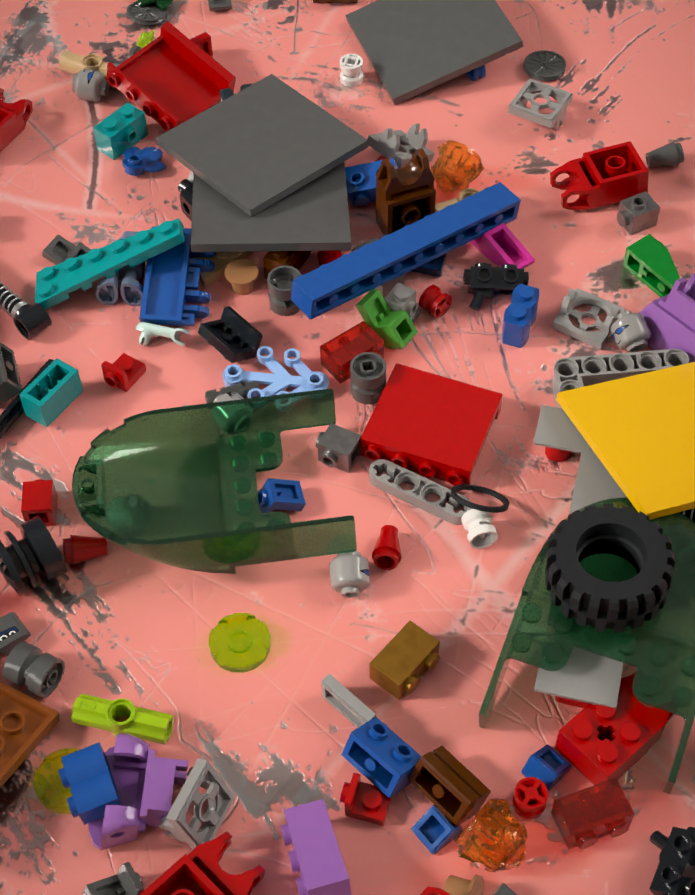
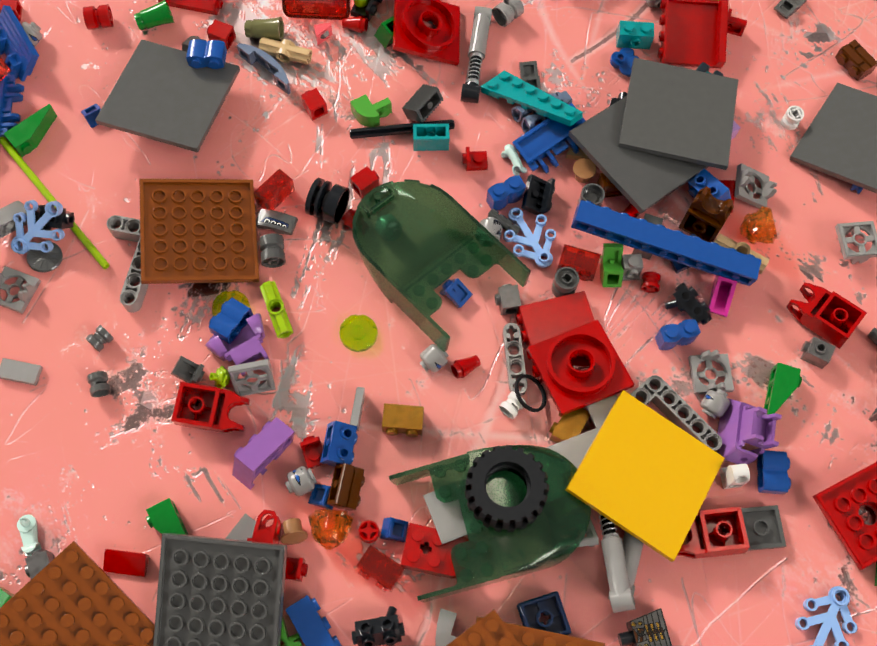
camera: 50 degrees right, 15 degrees up
(161, 853) = (221, 377): none -> lime plant
(198, 365) = (505, 193): none -> blue brick
(398, 838) = (300, 481): none -> light grey head
(506, 444) = (576, 388): none -> red piece
(549, 484) = (569, 425): none -> pearl gold brick

